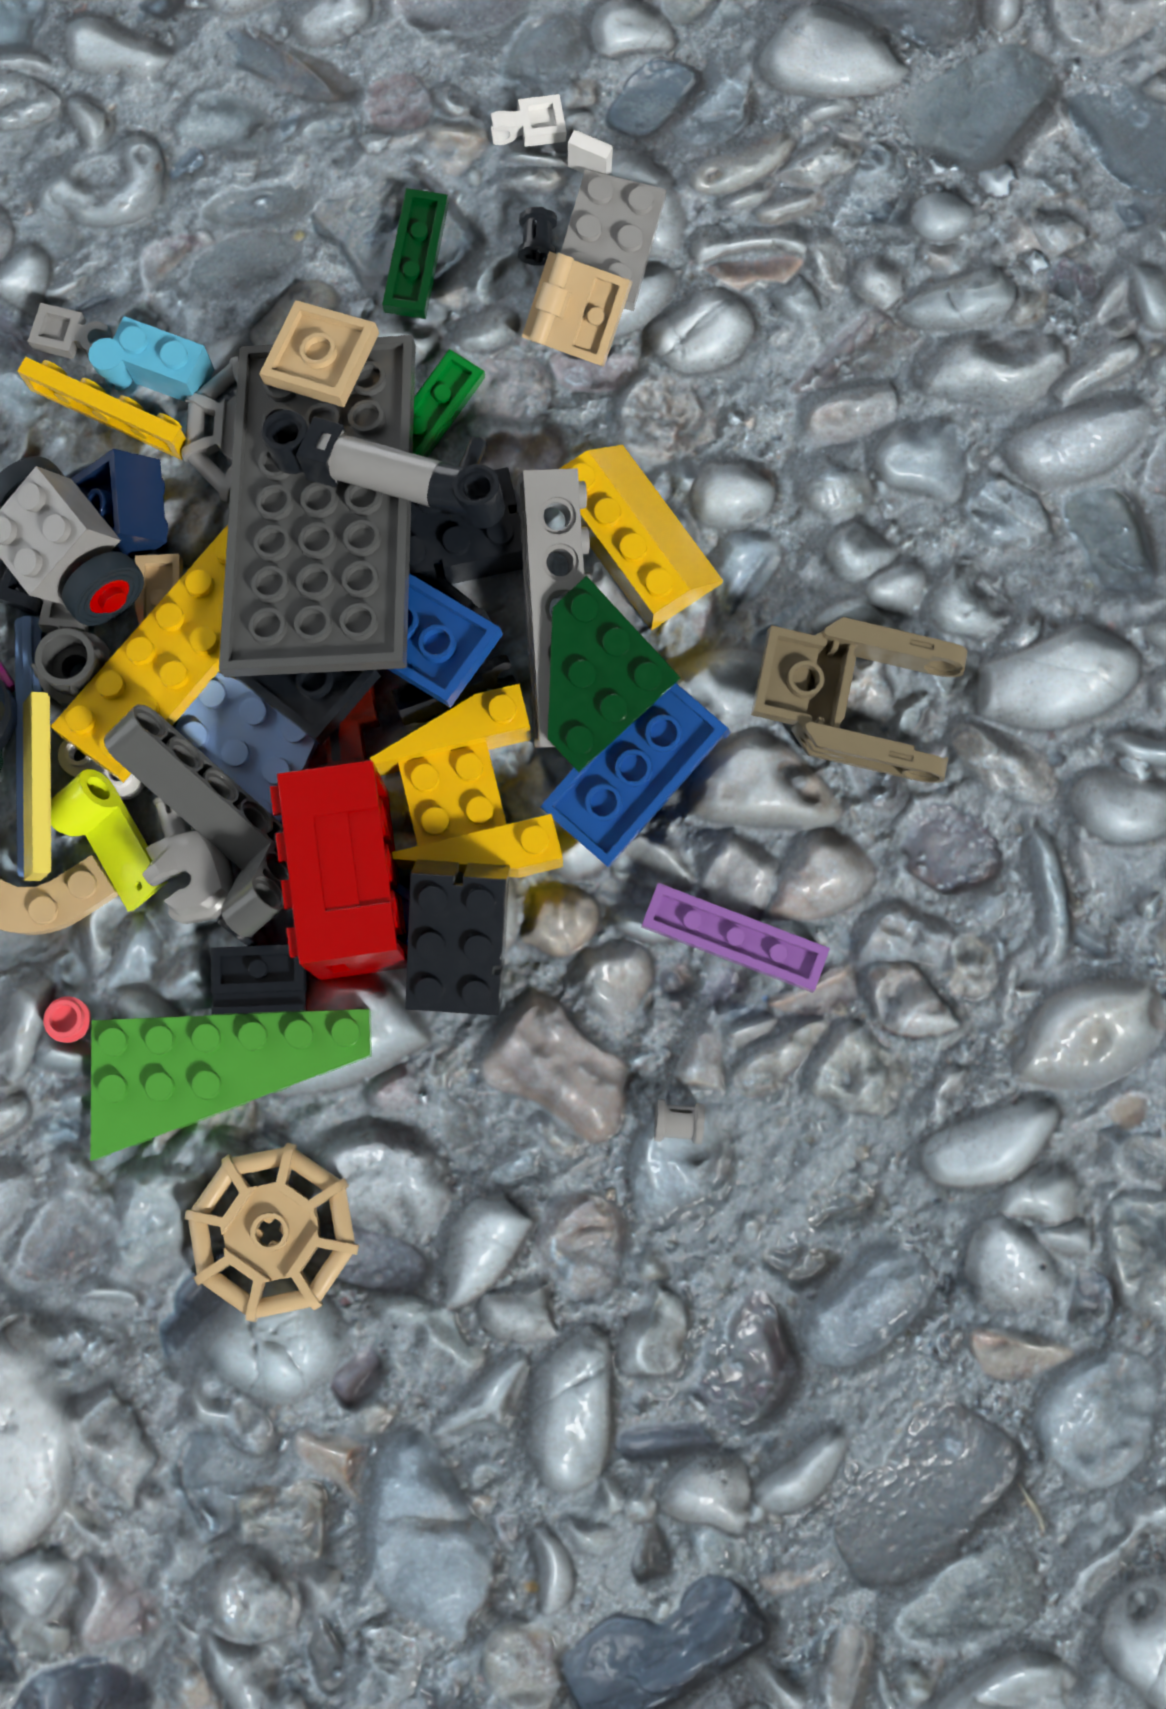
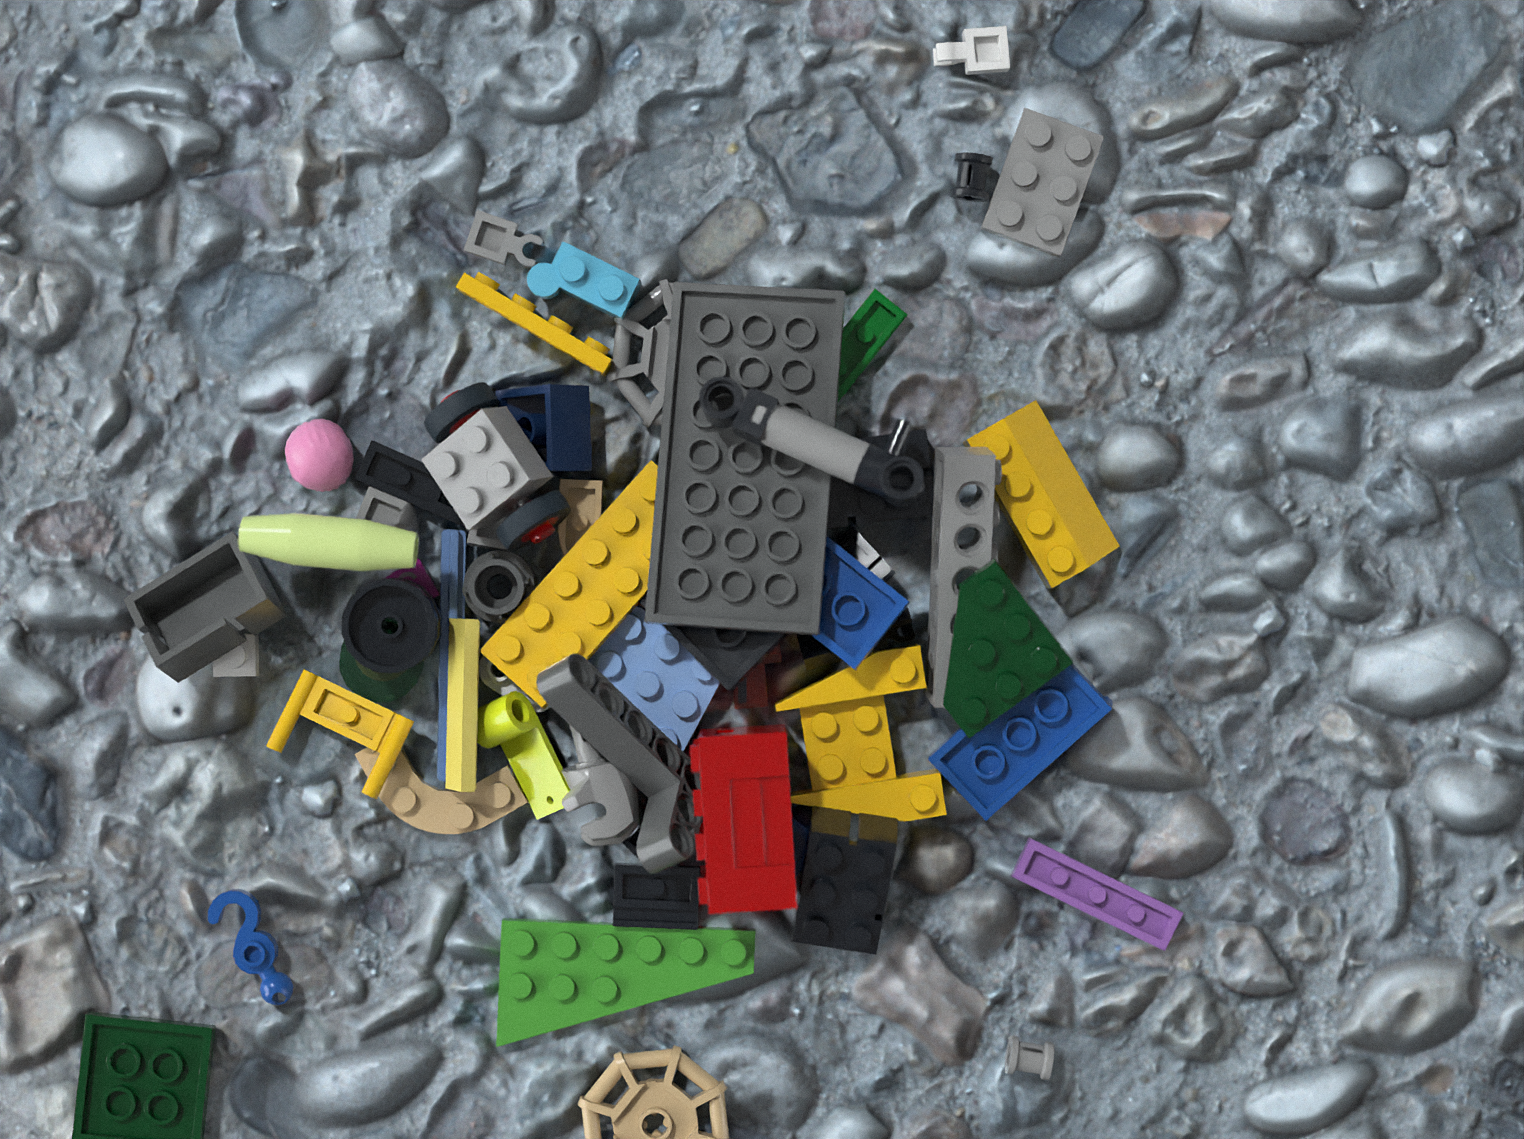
camera: 10 degrees right, 10 degrees up
(67, 1019) = (478, 916): coral plate -> none
(319, 353) = (754, 307): tan plate -> none
(415, 253) = (849, 184): dark green plate -> none
(576, 308) = (1004, 263): tan plate -> none
(589, 154) = (1031, 94): white tile -> none
(809, 681) = (1192, 662): dark tan plate -> none

